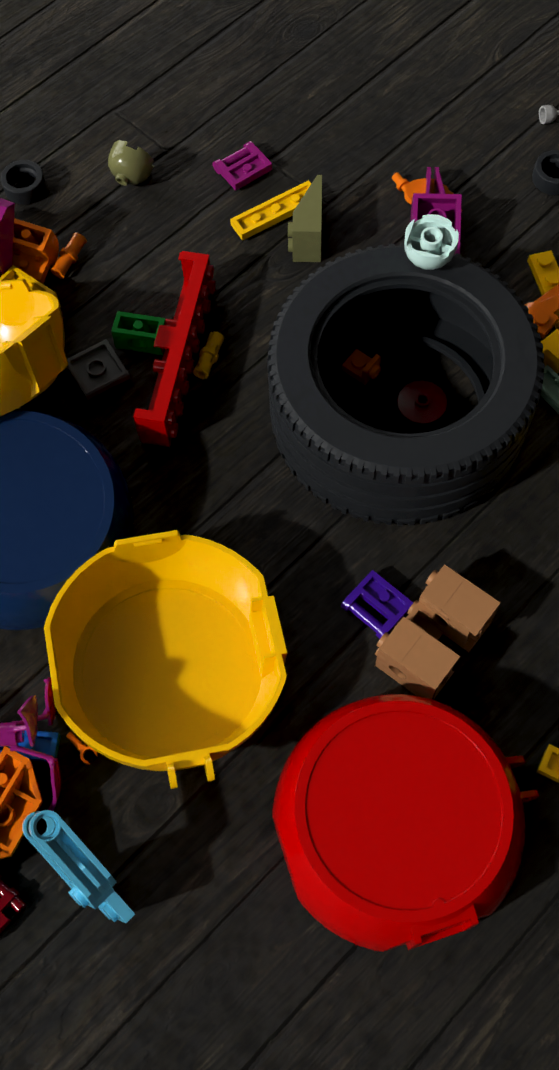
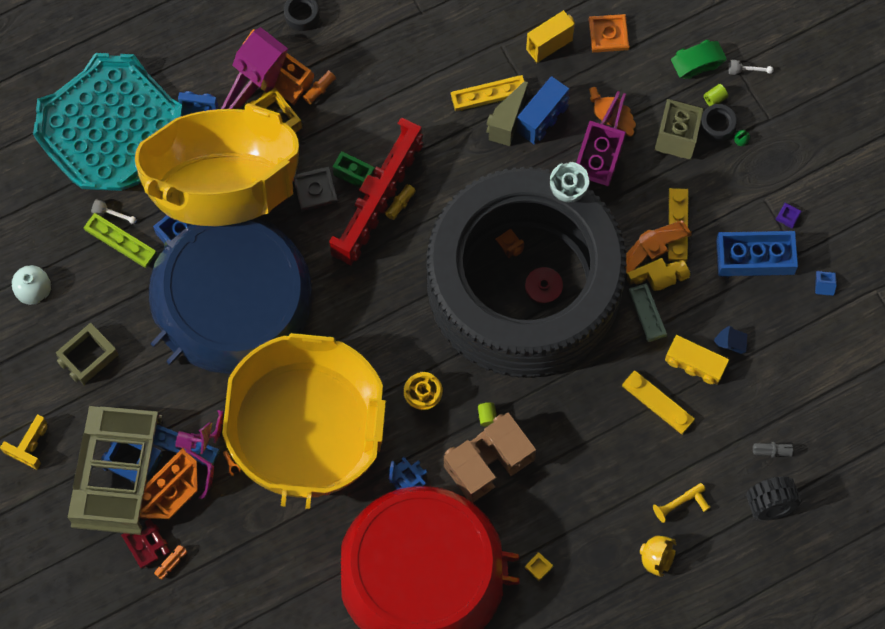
camera: 15 degrees right, 5 degrees up
(30, 920) = (170, 562): none -> orange axle
(76, 865) = (208, 535): medium azure plate -> none
(128, 164) = (385, 23): olive cylinder -> none
(245, 170) = (476, 50): magenta plate -> none
(316, 572) = (423, 390): none -> yellow cone
(327, 130) = (550, 36): none -> yellow brick
(331, 697) = (406, 479): none -> blue piece
(348, 207) = (543, 110): none -> blue brick
(380, 596) = (463, 421): dark purple plate -> none
(391, 118) = (608, 33): none -> orange tile
(410, 579) = (487, 413): none -> lime piece
(505, 113) = (698, 59): none -> green brick
(514, 192) = (679, 129): none -> olive slope
(541, 143) = (716, 95): none -> lime piece

